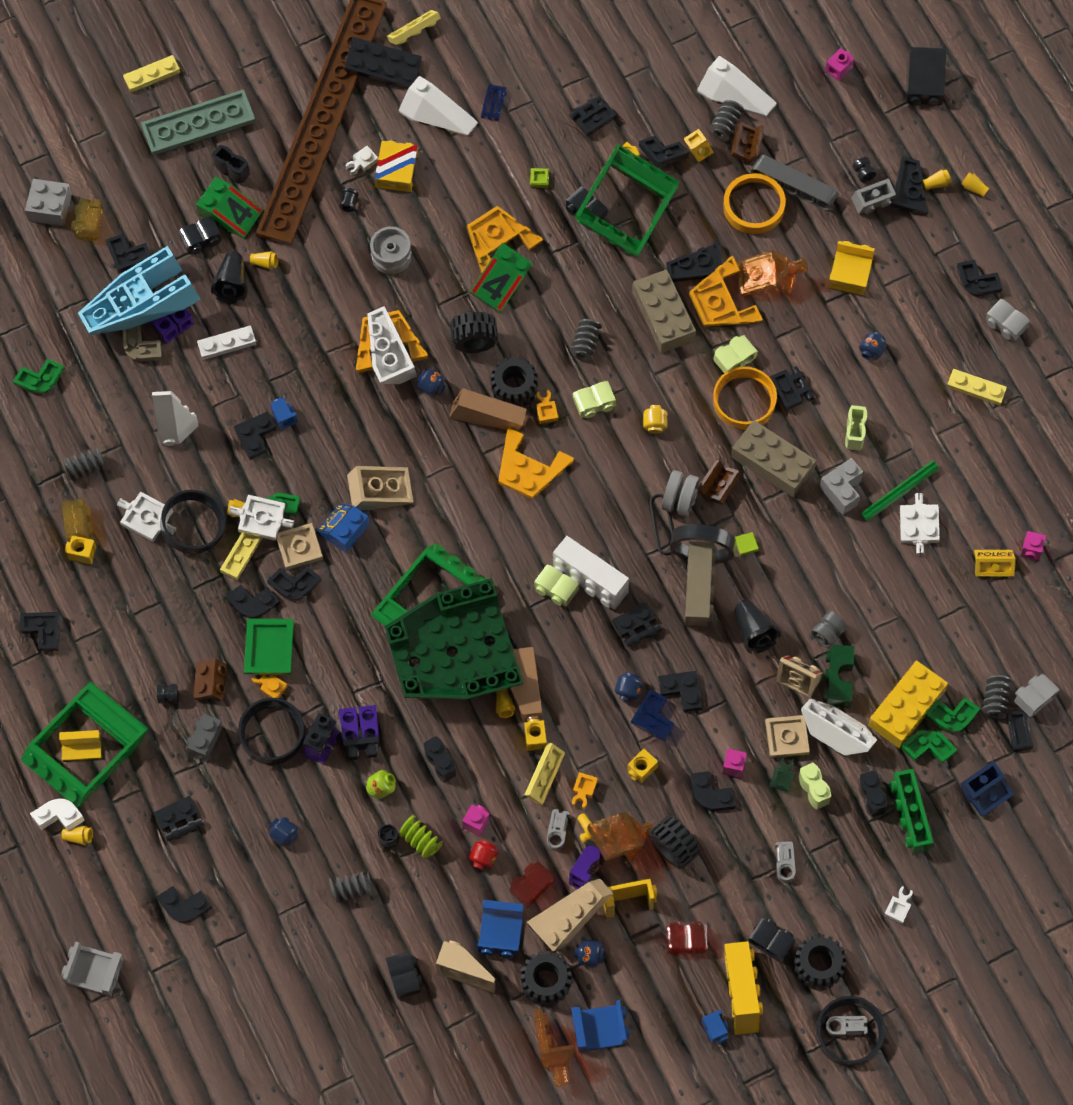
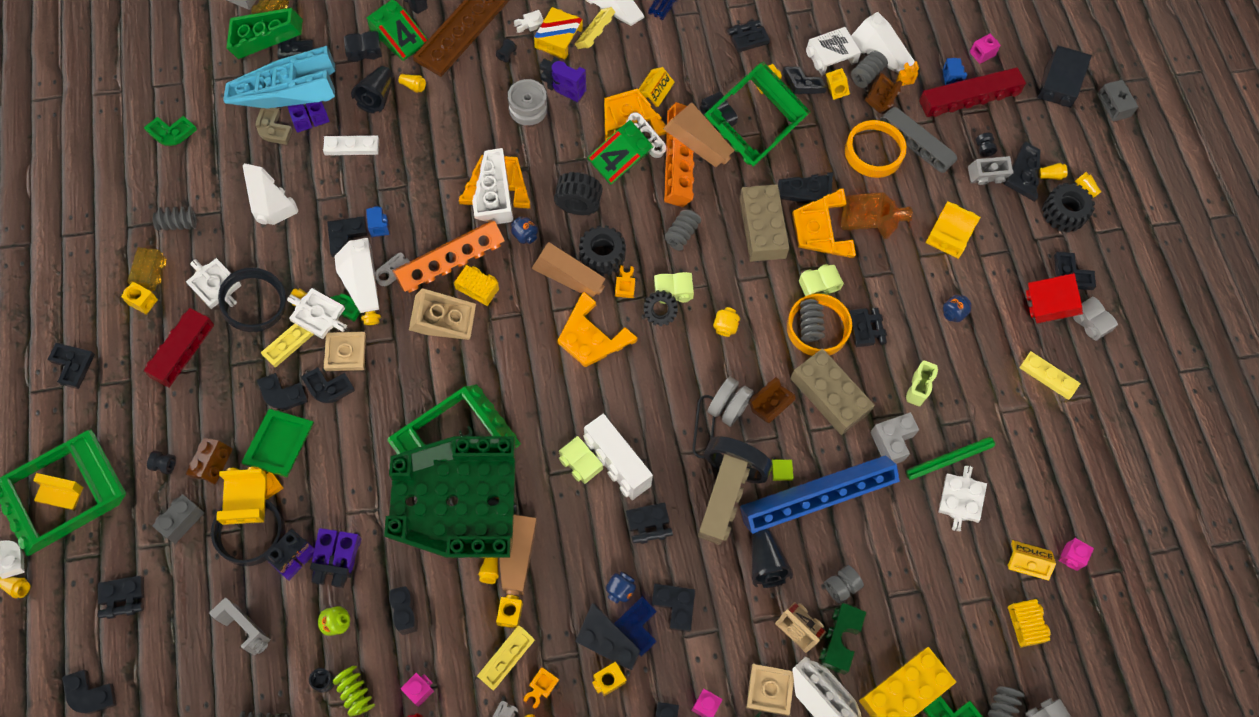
camera: 10 degrees right, 0 degrees up
(92, 249) = (262, 30): none -> green wedge
(139, 586) = (178, 347): none -> dark red brick
(258, 700) = (243, 496): none -> yellow panel
(282, 466) = (357, 271): none -> white wedge
(283, 831) = (217, 643): dark blue head -> none
(290, 799) = (228, 611): none -> light grey panel
(312, 508) = (371, 318): none -> yellow plate
(314, 454) = (395, 262): none -> light grey piece
(330, 455) = (404, 273): none -> orange brick
(344, 526) = (395, 344): blue slope -> none
(403, 448) = (477, 285): none -> yellow brick
(419, 215) = (563, 78): none -> dark purple hips
(432, 150) = (595, 28): none -> light yellow plate
(514, 196) = (656, 85): none -> yellow panel
(519, 244) = (647, 128): none -> white beam
(539, 178) = (684, 76): lime tile -> none
(560, 264) = (678, 166): none -> orange brick
(575, 239) = (699, 135): none -> medium nougat slope
(580, 415) = (664, 297): none -> black tyre
(628, 732) = (606, 639): none -> black wing
(683, 108) = (832, 48): none -> white panel
(736, 396) = (811, 320): none -> dark grey piece
(767, 115) = (908, 74): none -> light orange plate
(786, 555) = (819, 494): none -> blue brick
(814, 99) = (953, 71): none -> blue brick
(837, 116) = (972, 92): none -> dark red brick
(959, 227) = (1074, 197): none -> black tyre
(963, 311) = (1054, 298): none -> red brick
(987, 85) = (1117, 100): none -> dark grey brick
(1003, 617) = (1029, 623): none -> yellow brick

